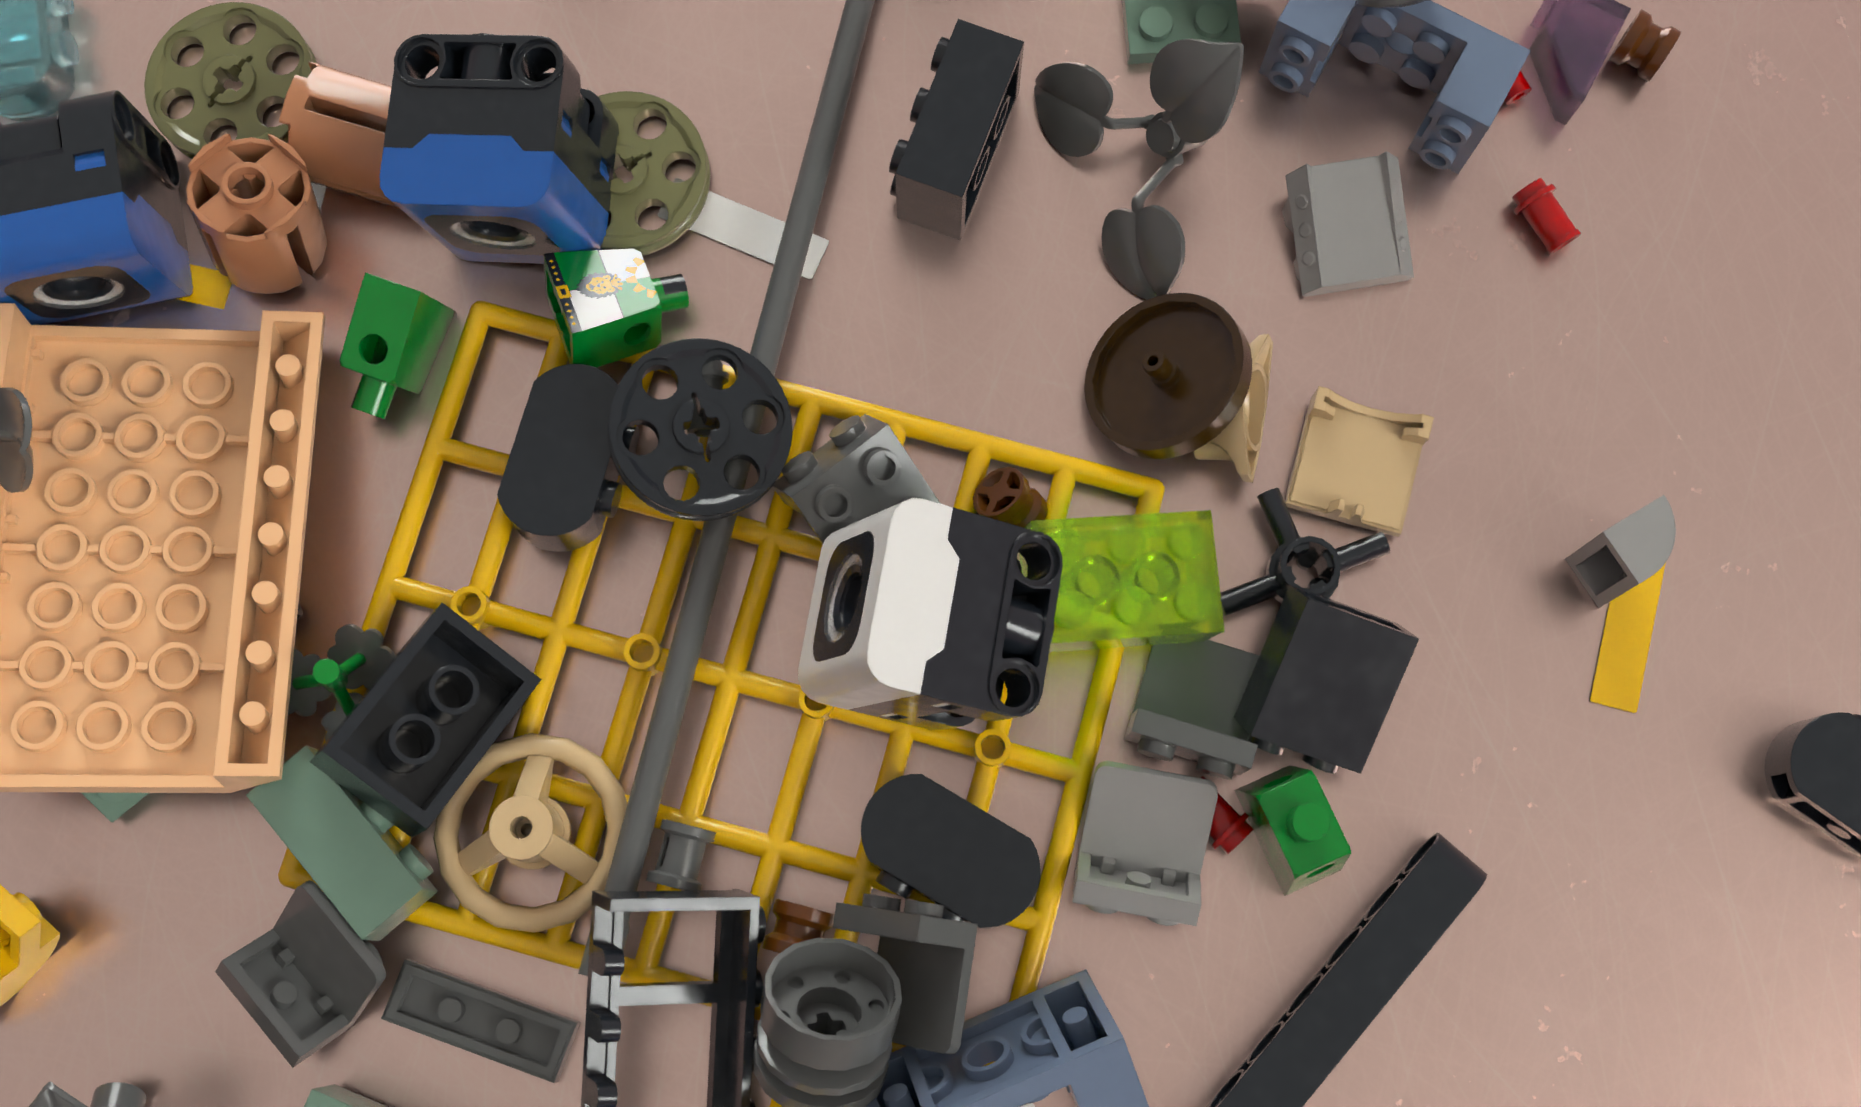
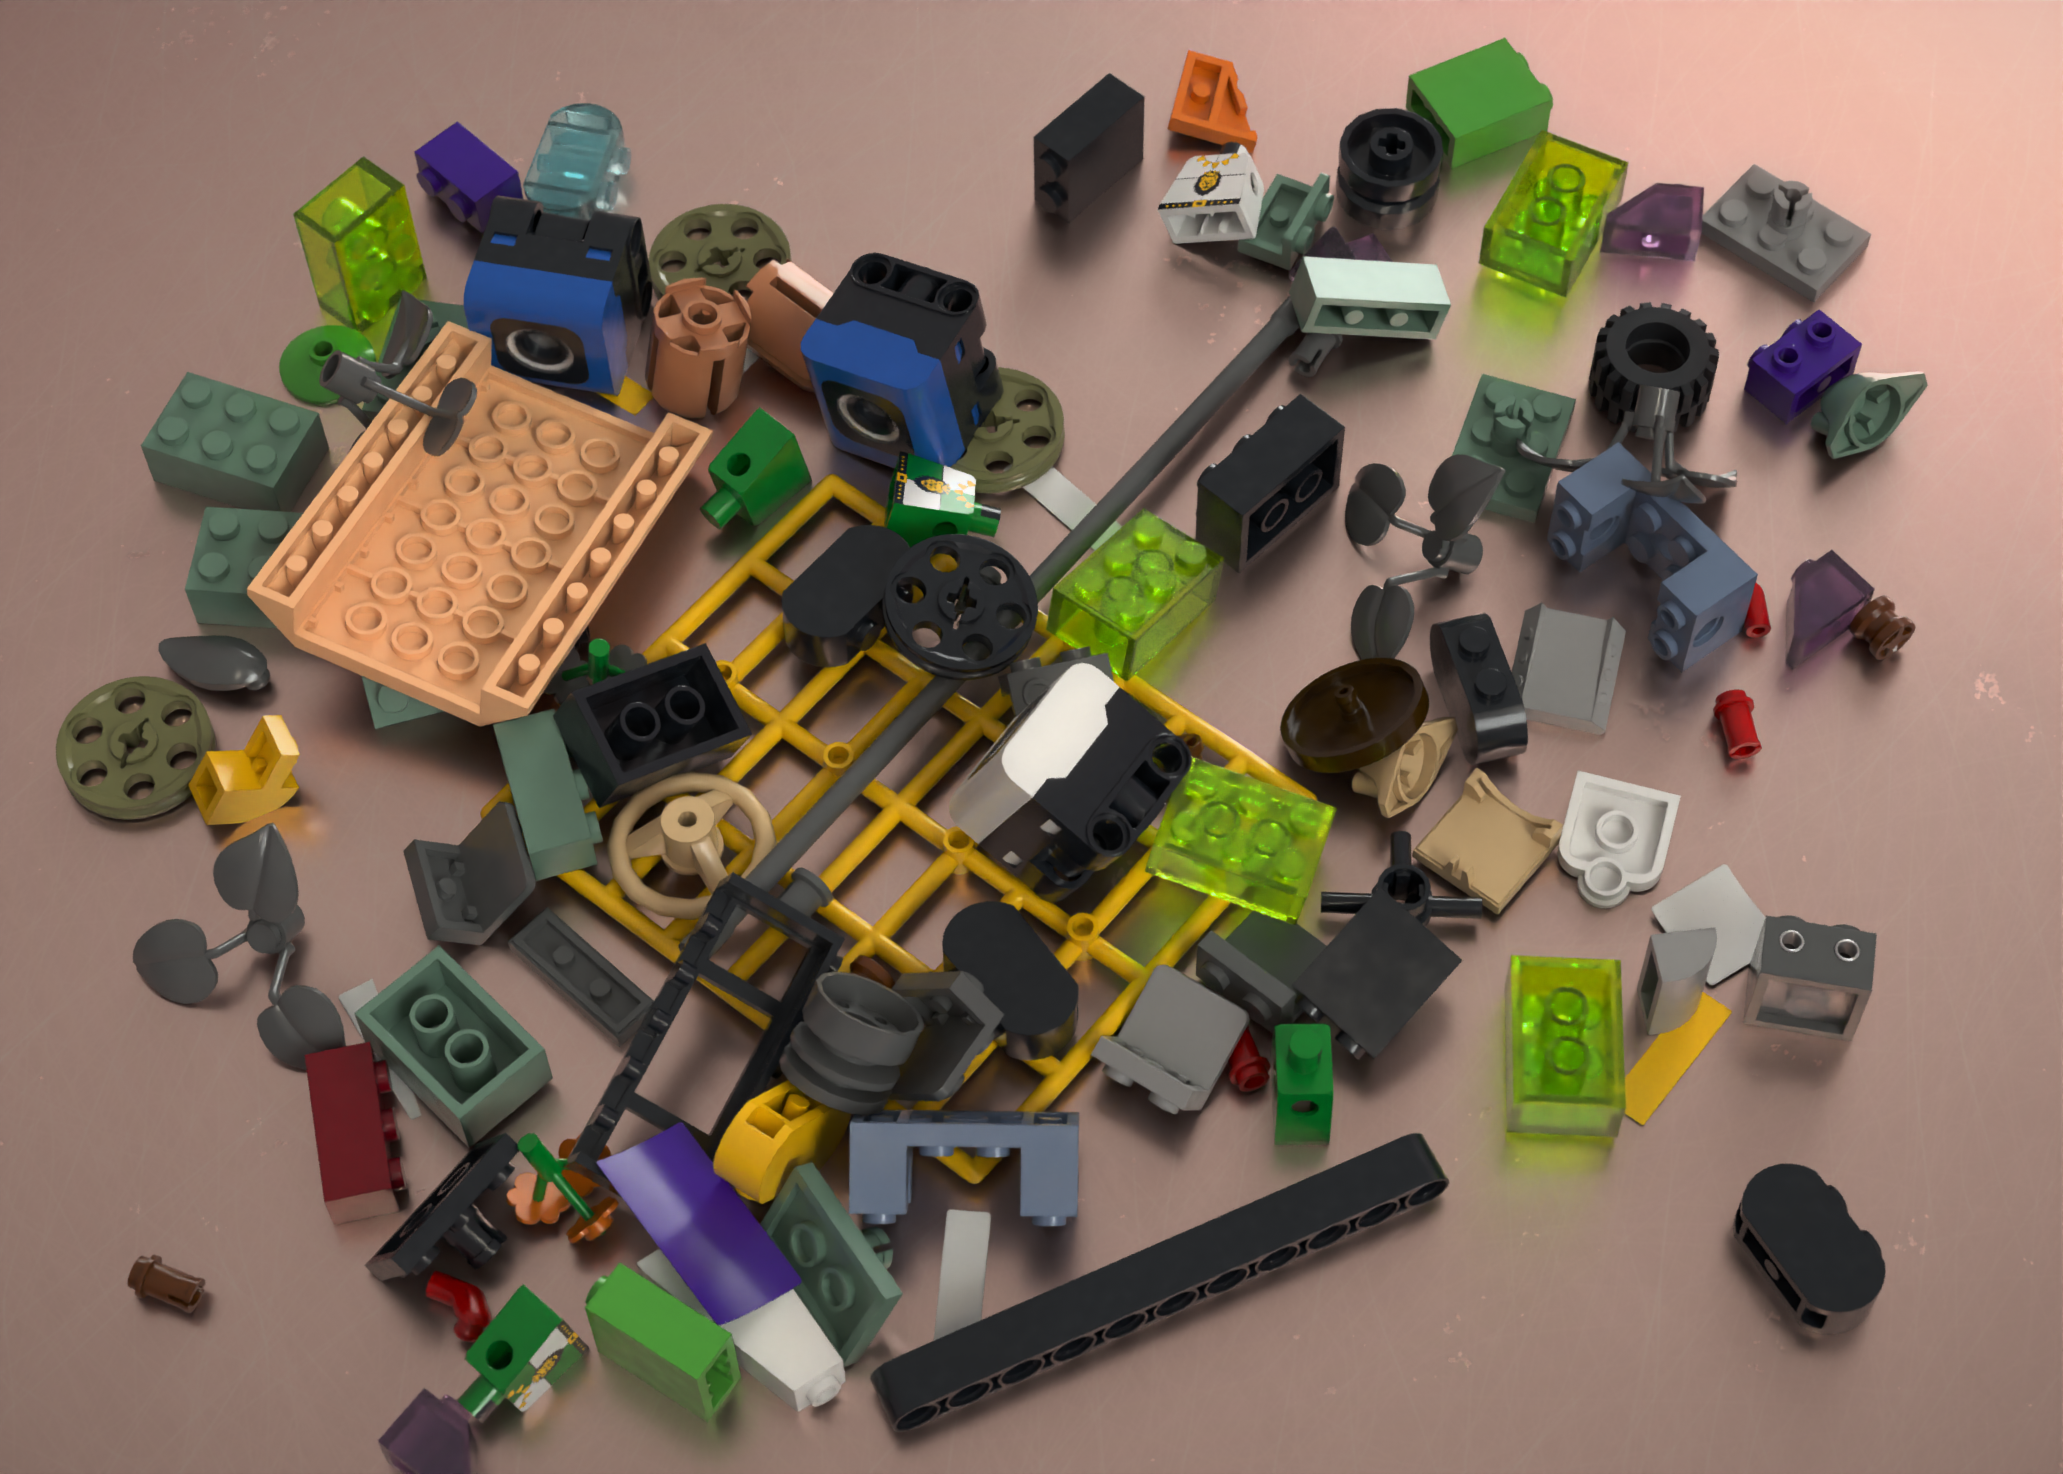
camera: 25 degrees right, 20 degrees down
(873, 323) = (1135, 593): none -> clear neon green brick
(1279, 288) = (1478, 688): none -> black brick
(1481, 399) = (1615, 837): none -> white plate
(1541, 673) = (1564, 1046): none -> clear neon green brick
(1616, 454) = (1719, 903): none -> white sticker
(1755, 491) = (1810, 977): none -> dark grey piece

